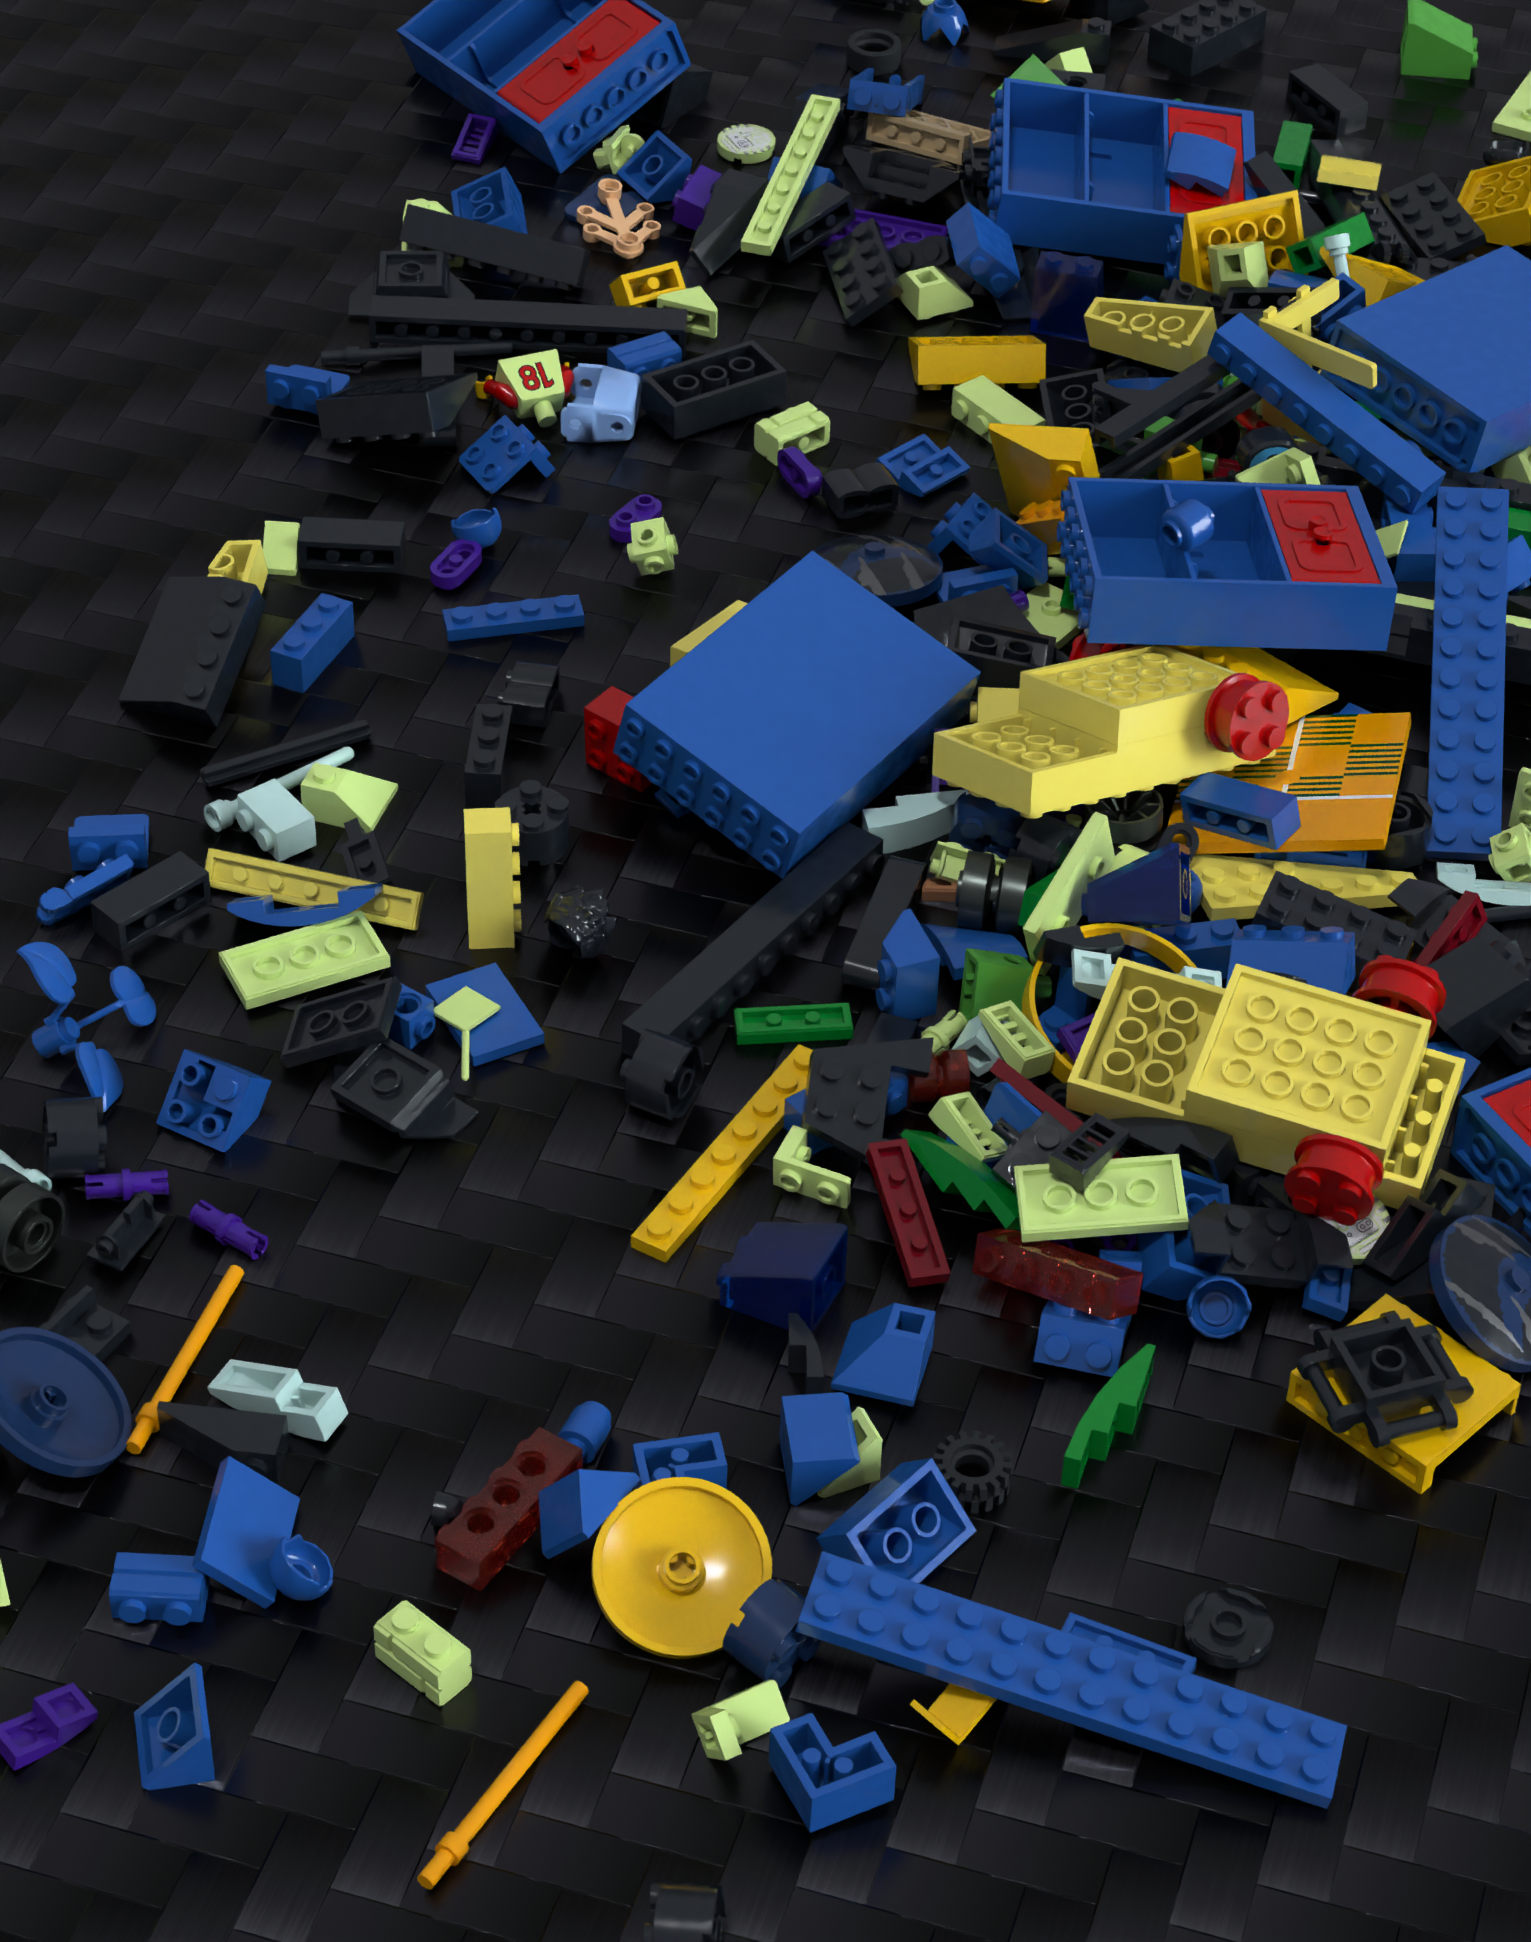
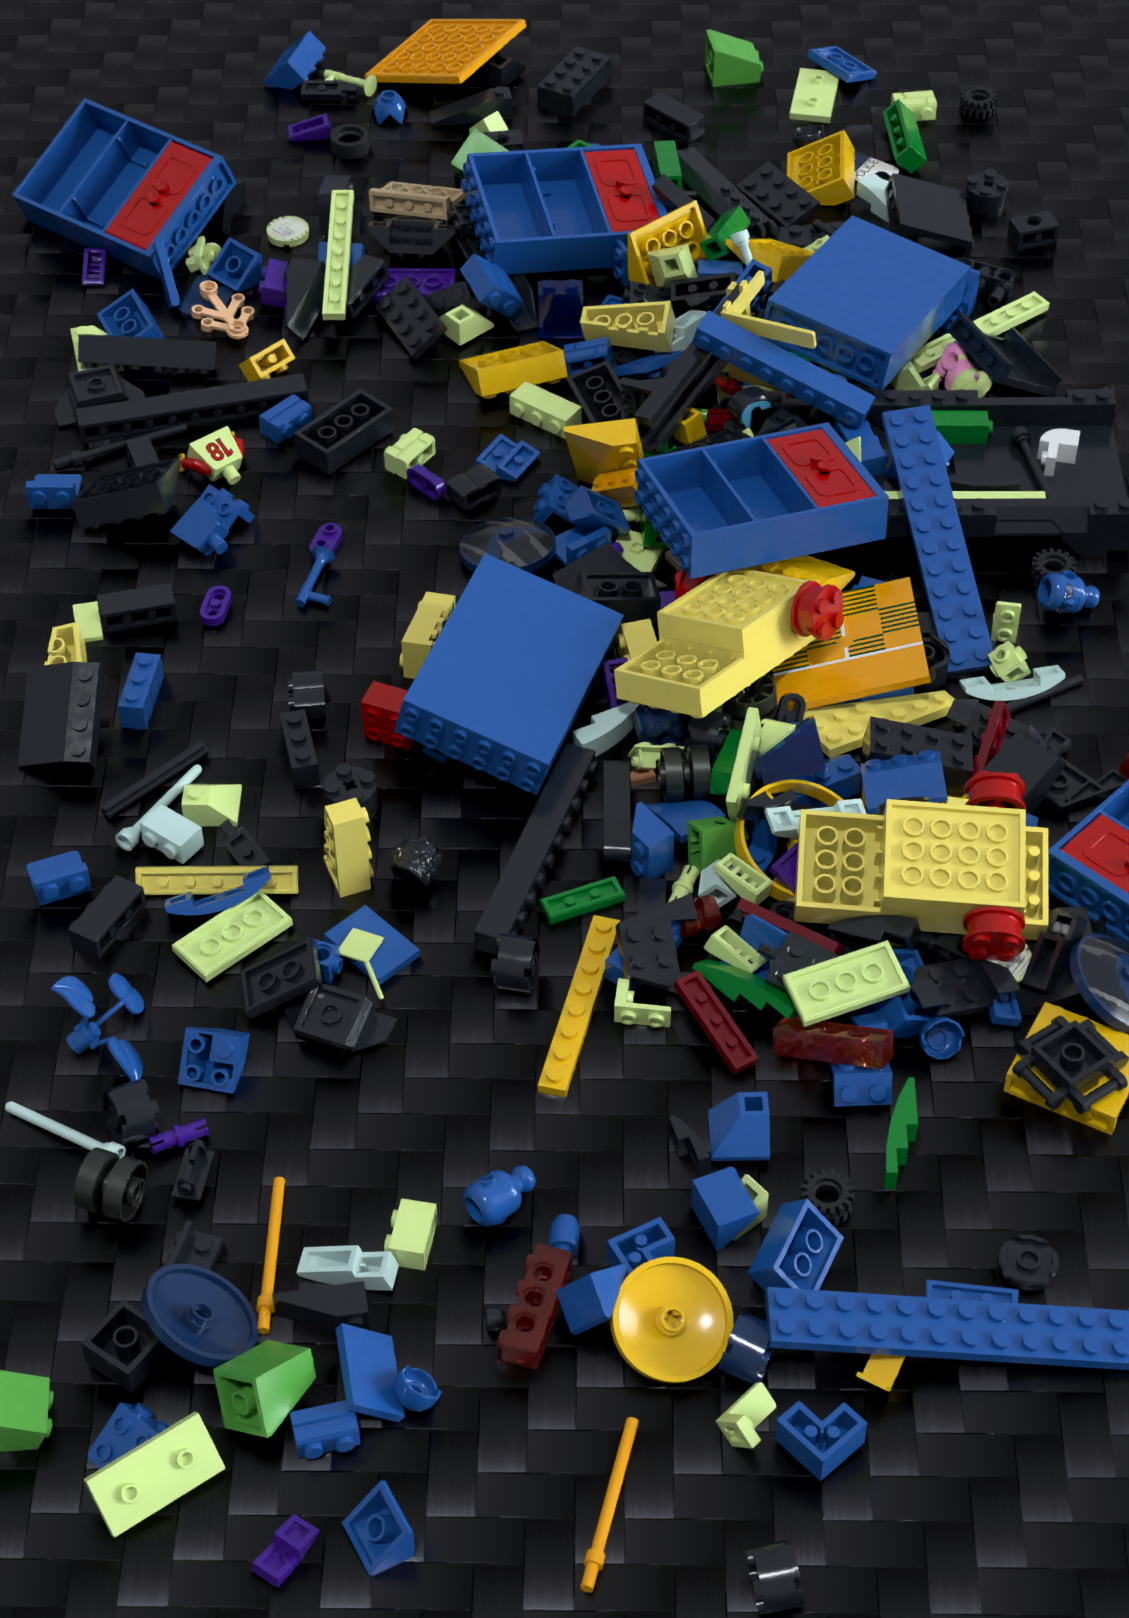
camera: 15 degrees left, 5 degrees up
(81, 890) = (56, 920): blue hinge -> none
(96, 1510) = (263, 1386): none -> bright green slope
(228, 1229) = (262, 1151): dark purple pin -> none
(381, 1377) = (412, 1233): none -> yellowish green brick
(422, 1653) = (521, 1426): yellowish green brick -> none
(476, 466) = (202, 528): none -> blue torso
(478, 526) = (220, 574): blue hair -> none
(513, 617) = (271, 638): blue plate -> none
(515, 1356) = (497, 1195): none -> blue piece
(557, 158) = (166, 274): none -> blue tile
(582, 573) = (322, 556): none -> blue piece
(605, 409) = (271, 461): light blue piece -> none
(652, 546) = (349, 563): yellowish green brick -> none
(701, 310) = (311, 370): yellowish green slope -> none
(786, 1271) = (651, 1086): clear blue slope -> none
(828, 29) = (310, 129): none -> dark purple slope
(884, 97) = (375, 179): blue door -> none
(1081, 1175) = (825, 970): black slope -> none
(1083, 356) = (587, 354): none -> blue brick
(1187, 525) = (737, 482): blue head -> none
(1200, 161) = (621, 191): blue slope -> none
(1240, 810) = (826, 675): blue brick -> none
(1285, 468) = (766, 418): yellowish green bracket -> none
(1349, 172) = (713, 173): light yellow slope -> none

